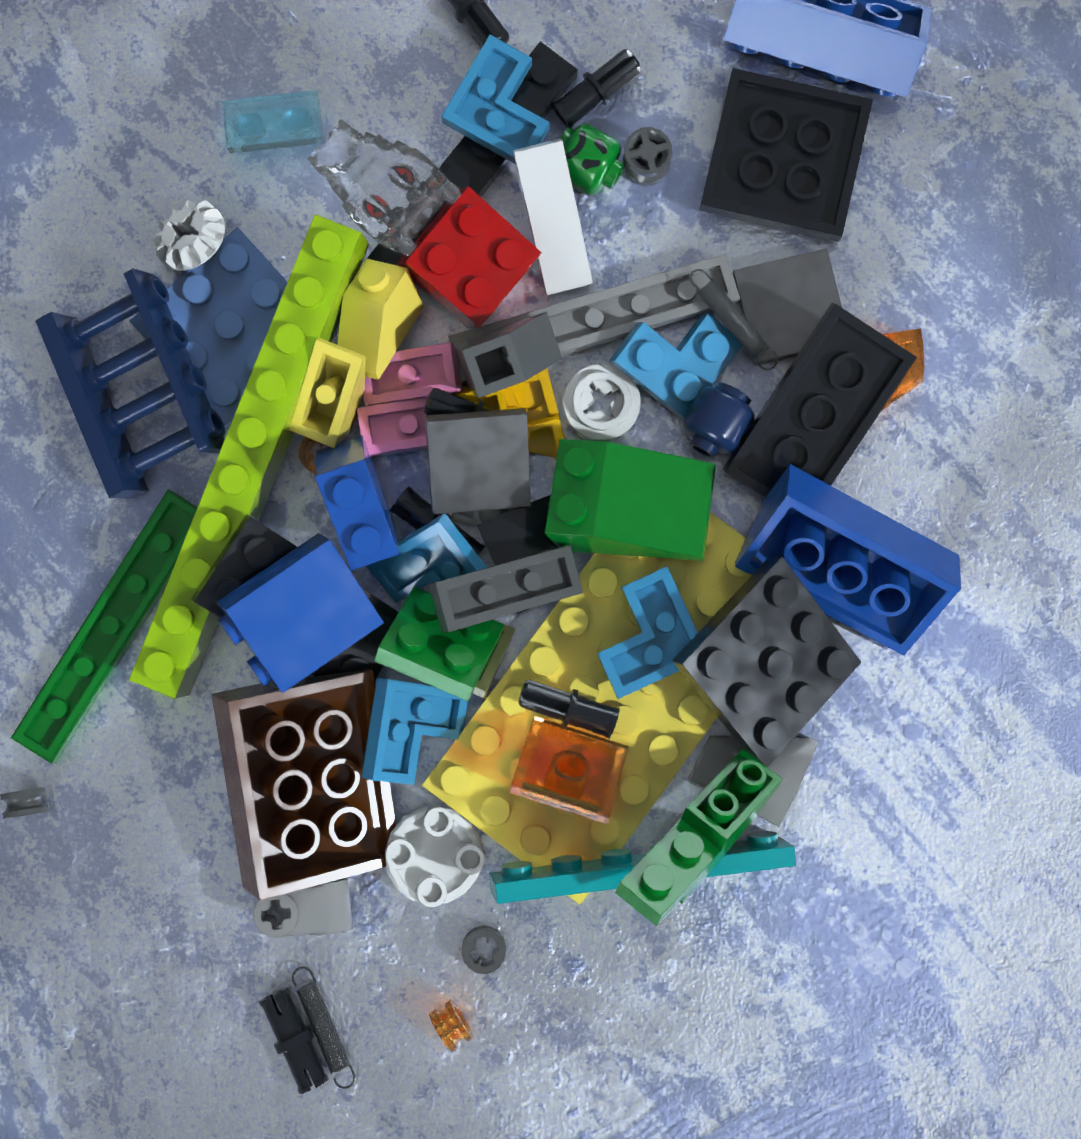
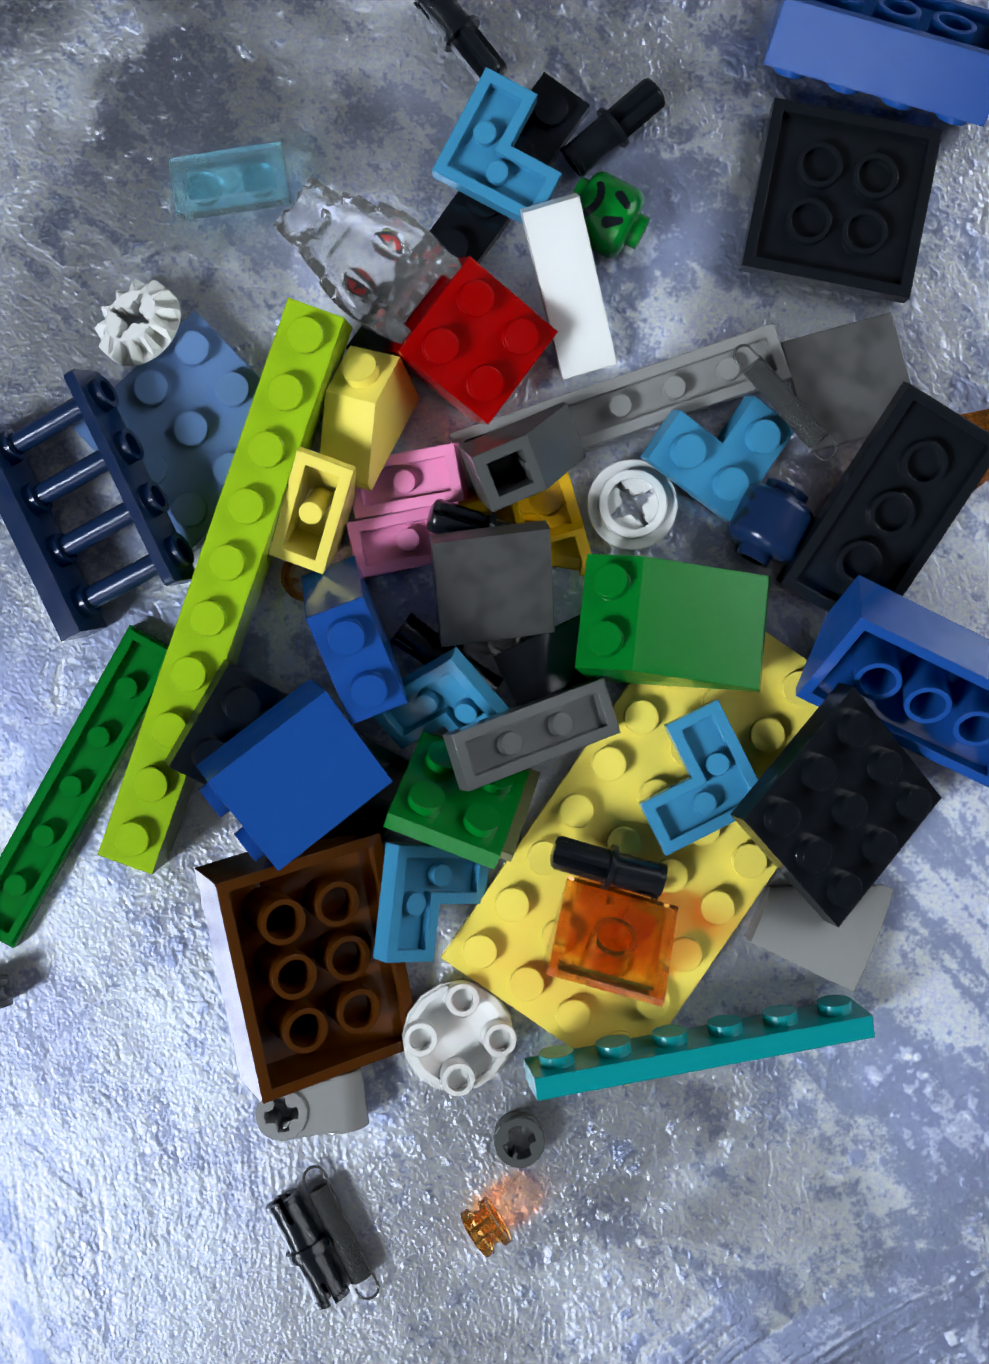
camera: 10 degrees left, 5 degrees up
(647, 145) = (681, 197): dark grey wheel -> none
(699, 838) = (766, 1016): green slope -> none

